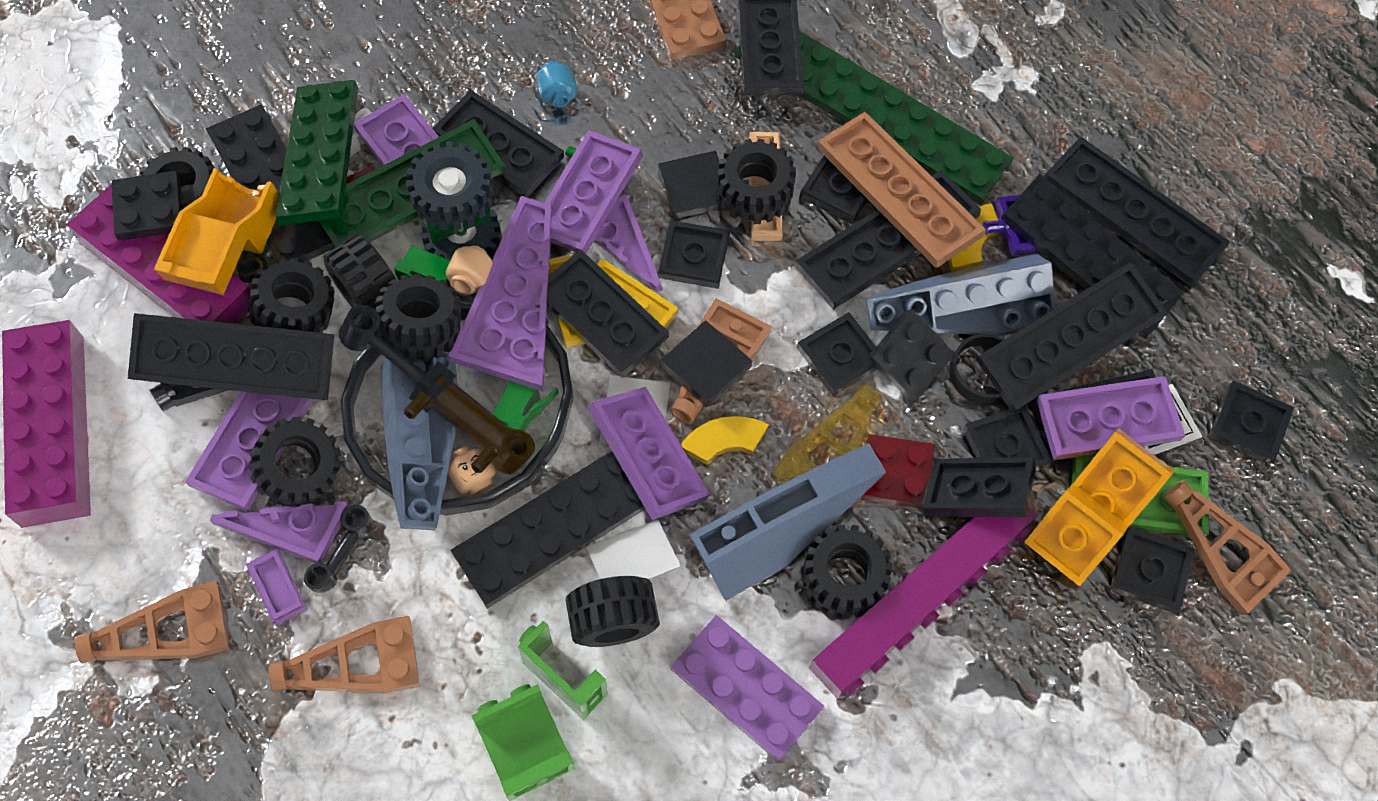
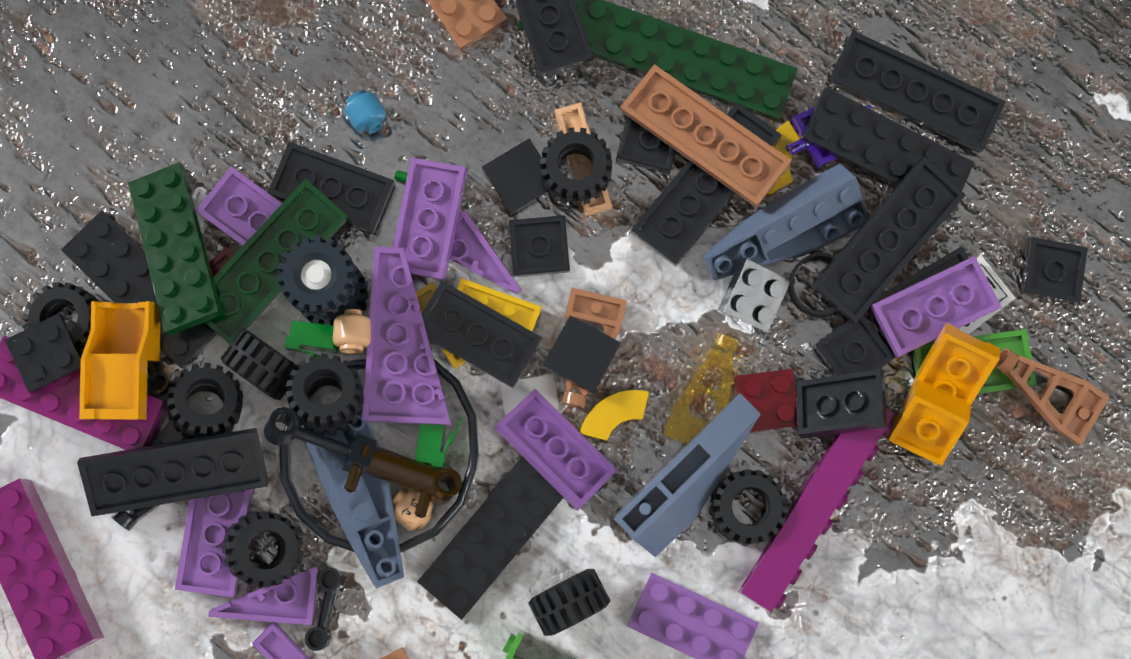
camera: 15 degrees left, 15 degrees up
(636, 552) = (569, 543): white sticker -> none
(839, 353) = (691, 305): black tile -> none
(1152, 570) = (997, 429): black plate -> none

